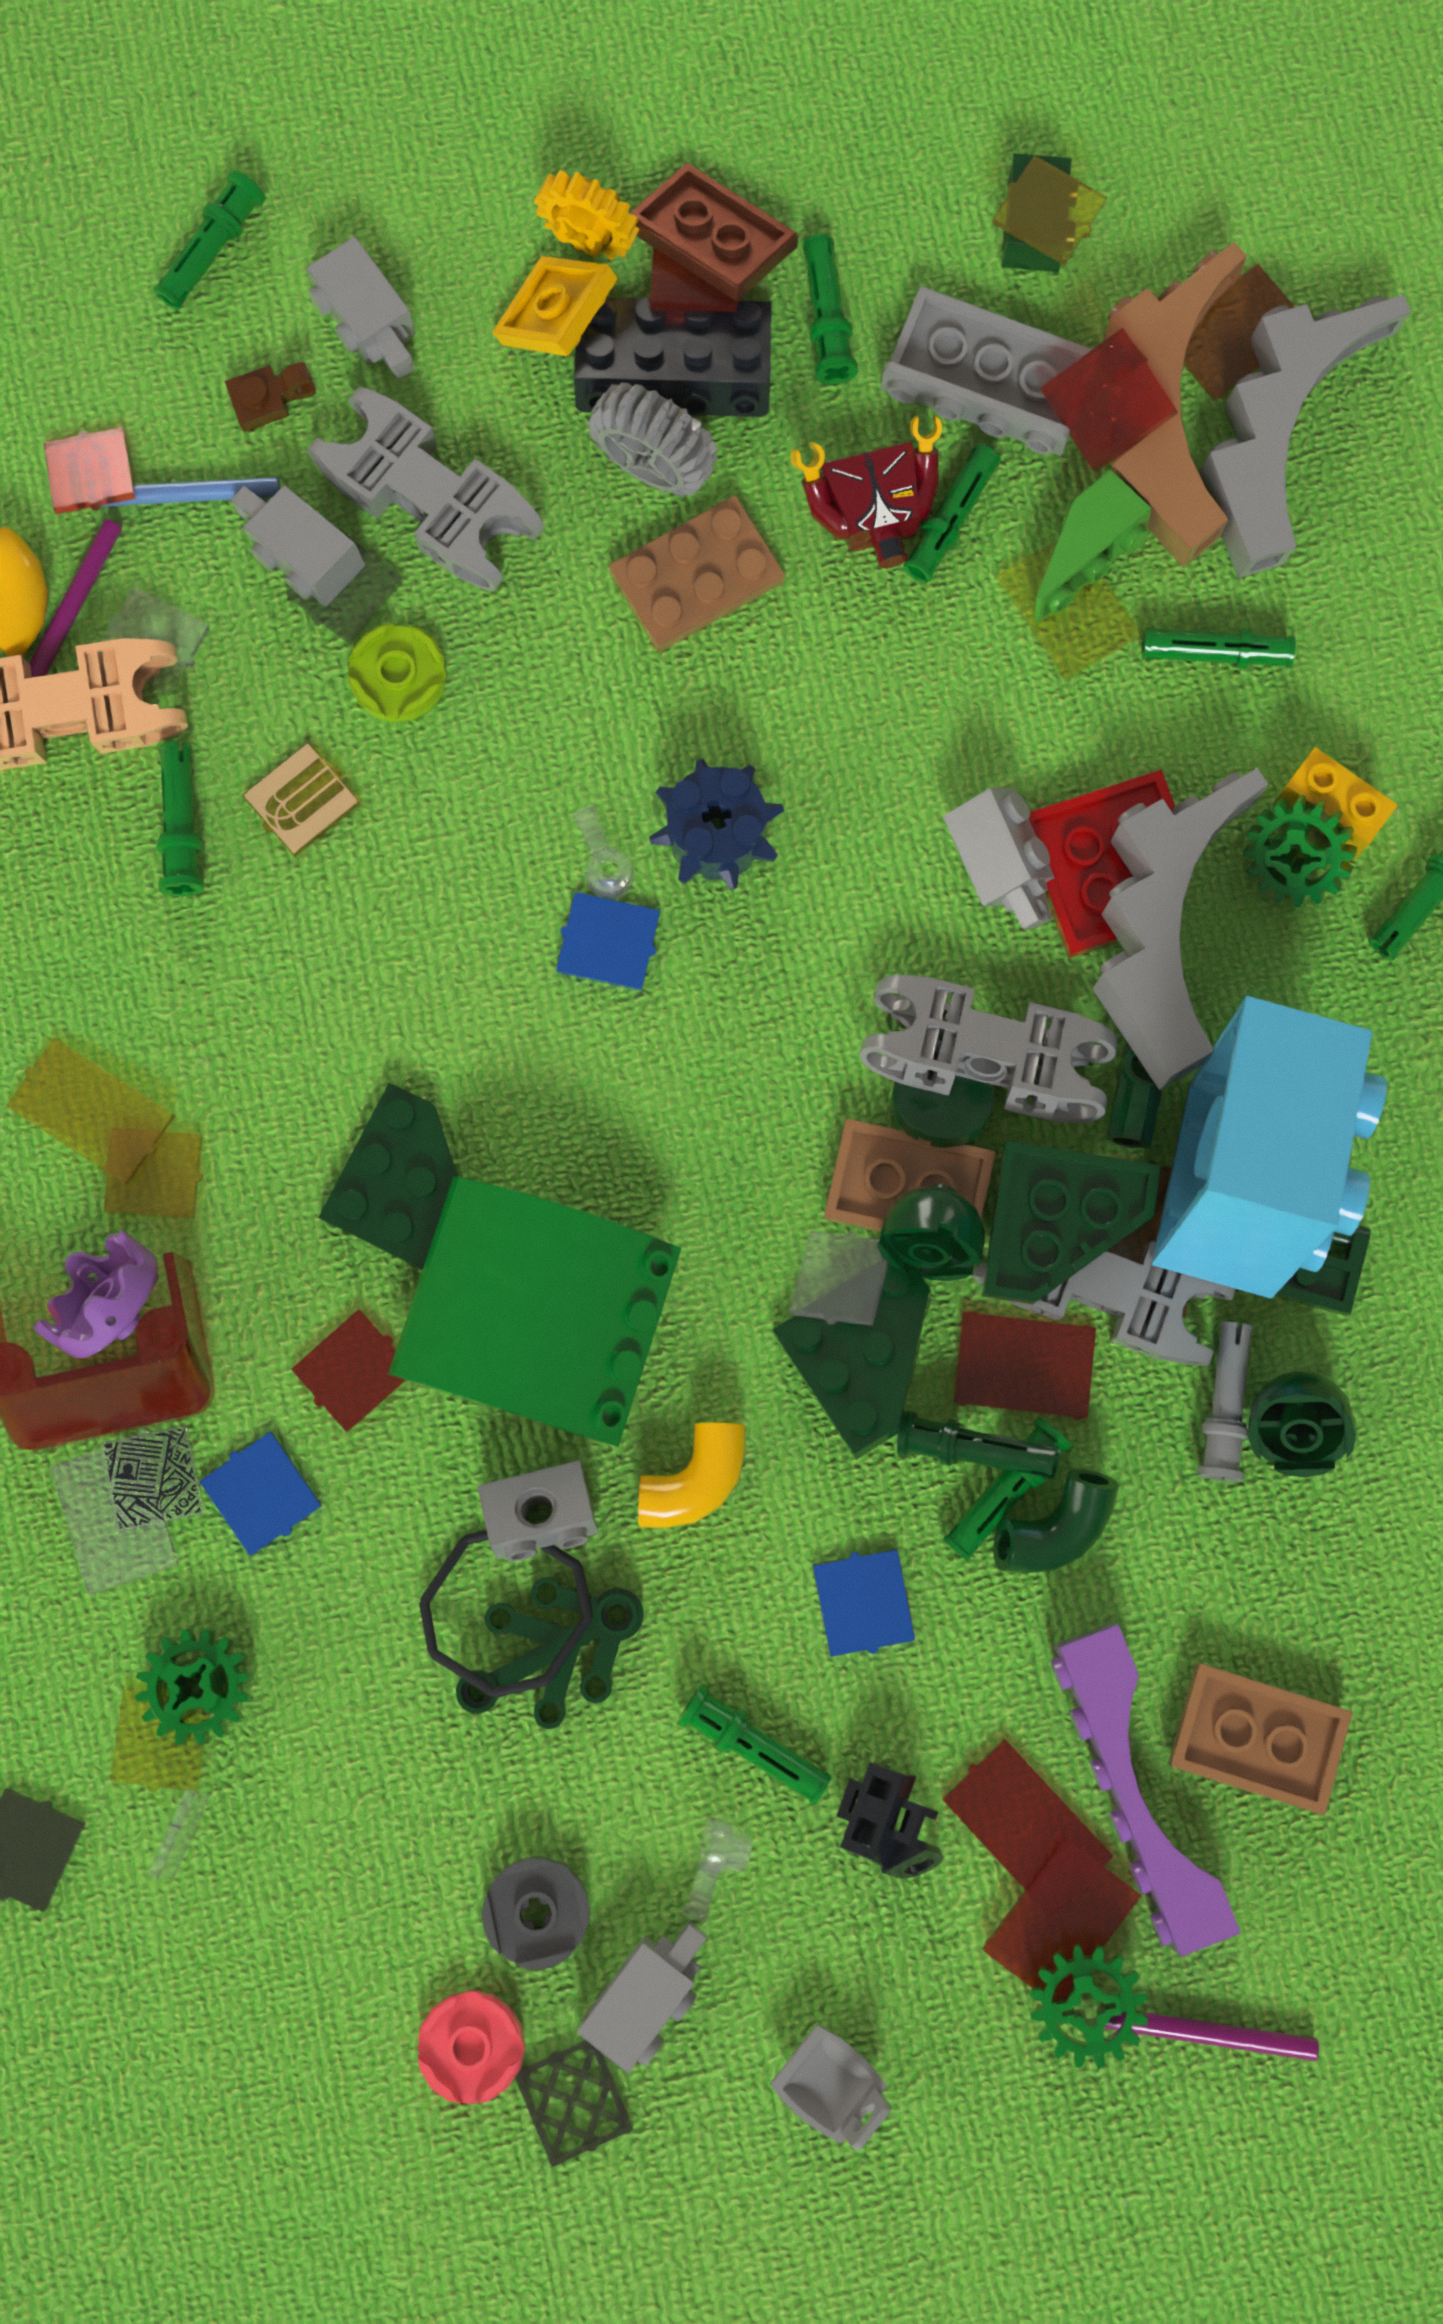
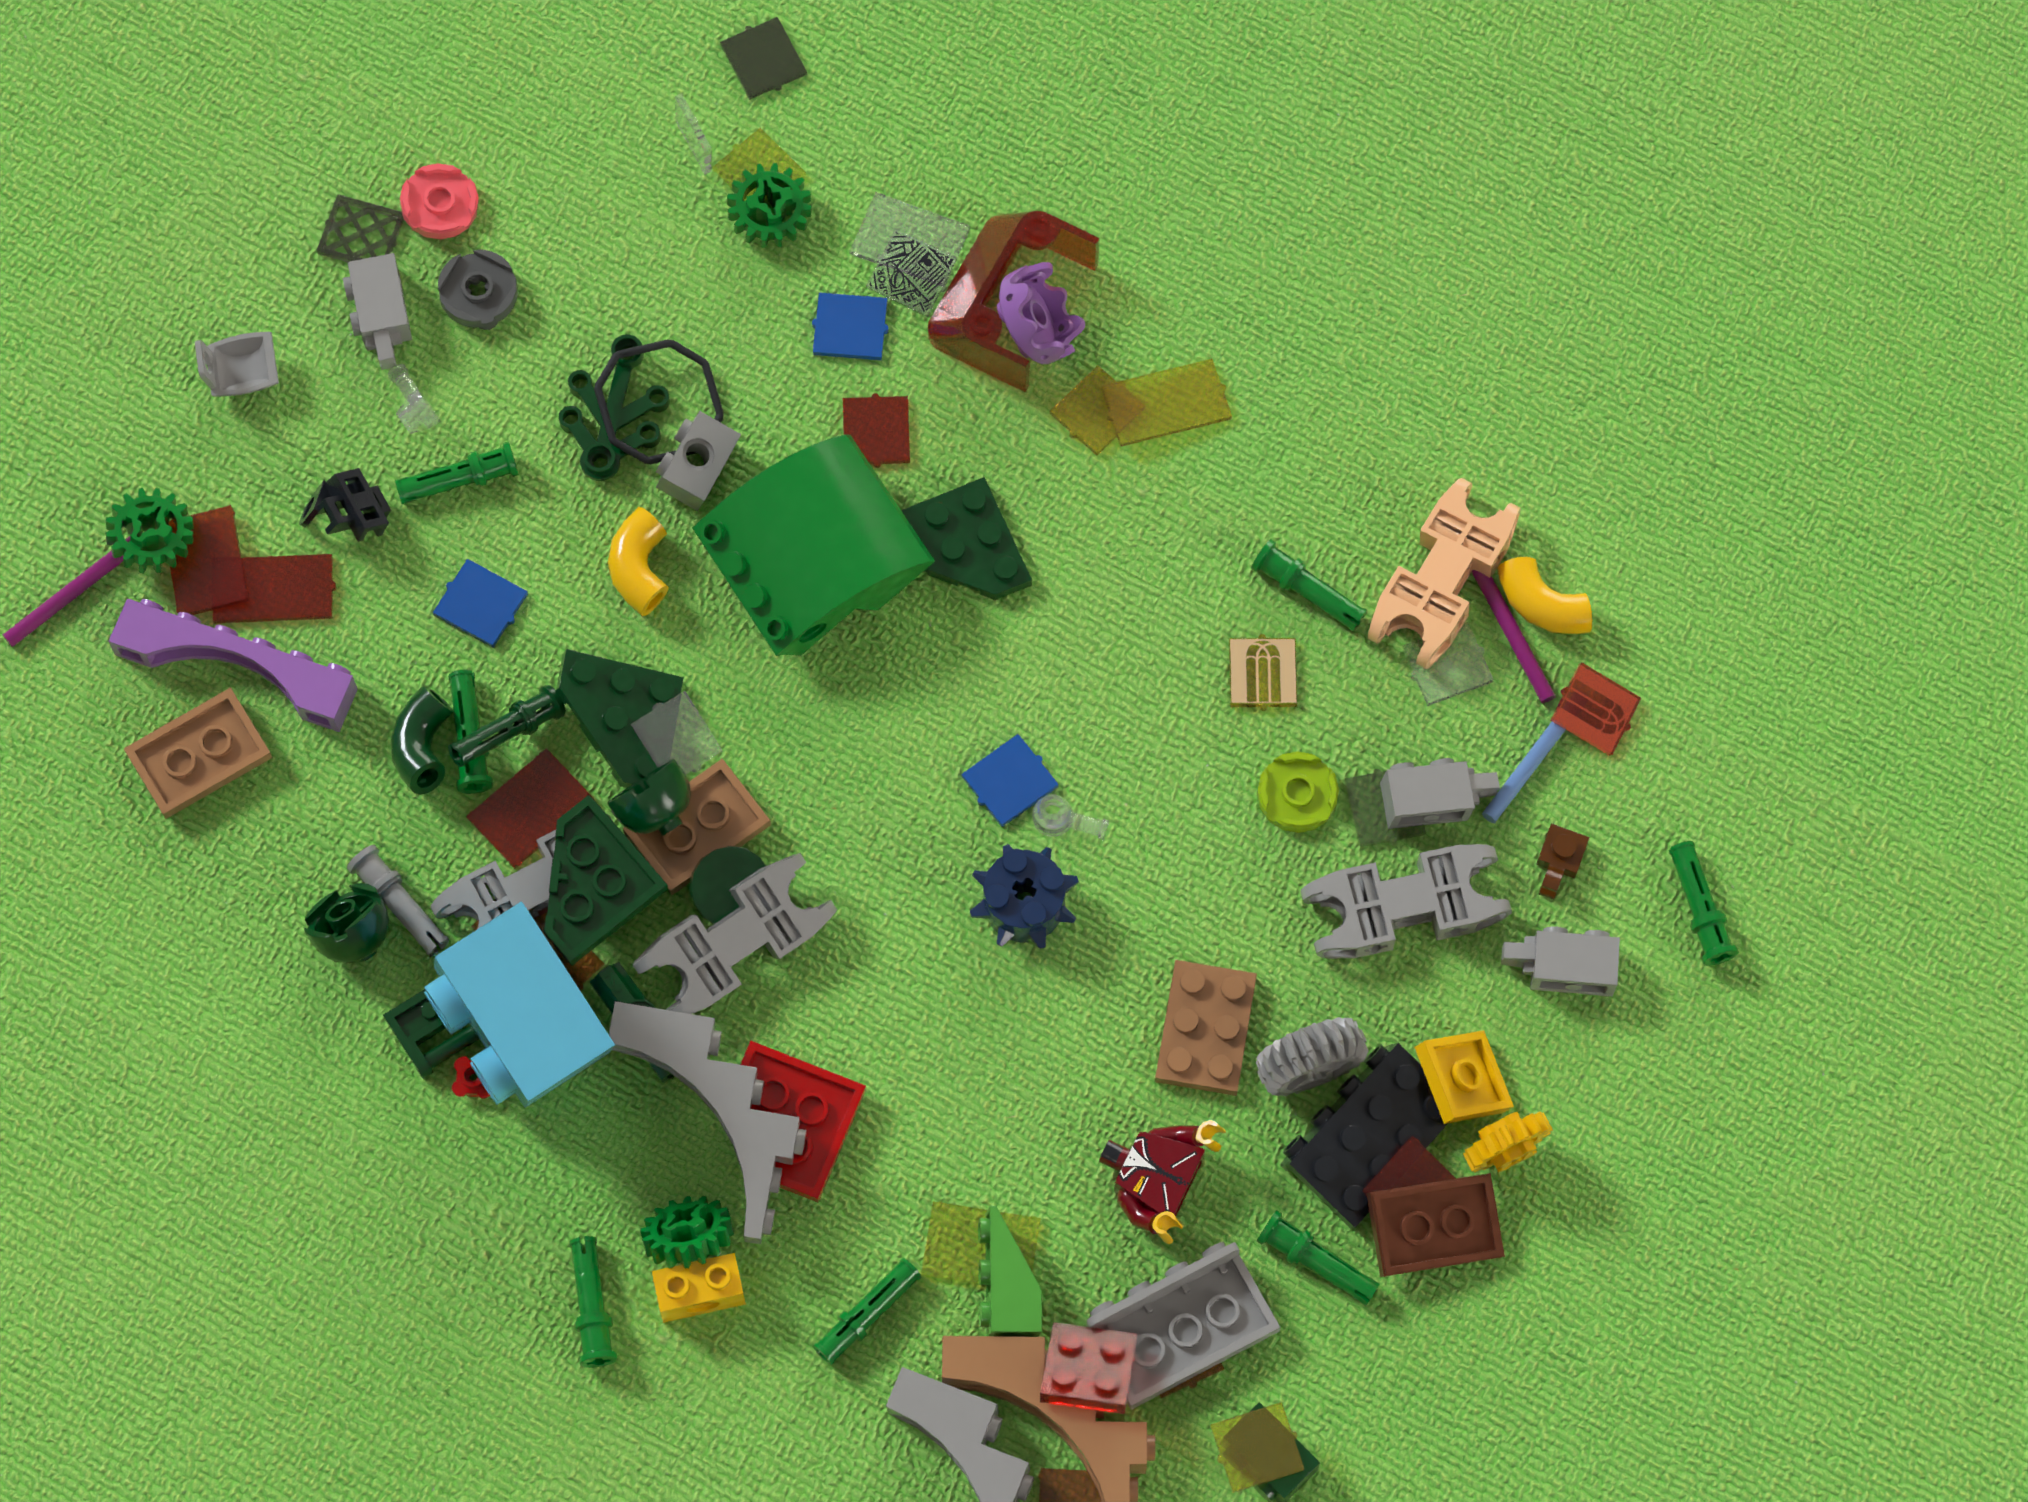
camera: 130 degrees right, 10 degrees down
(942, 530) = (1106, 1220): green pin -> none
(1003, 854) = (847, 1048): light grey hinge -> none

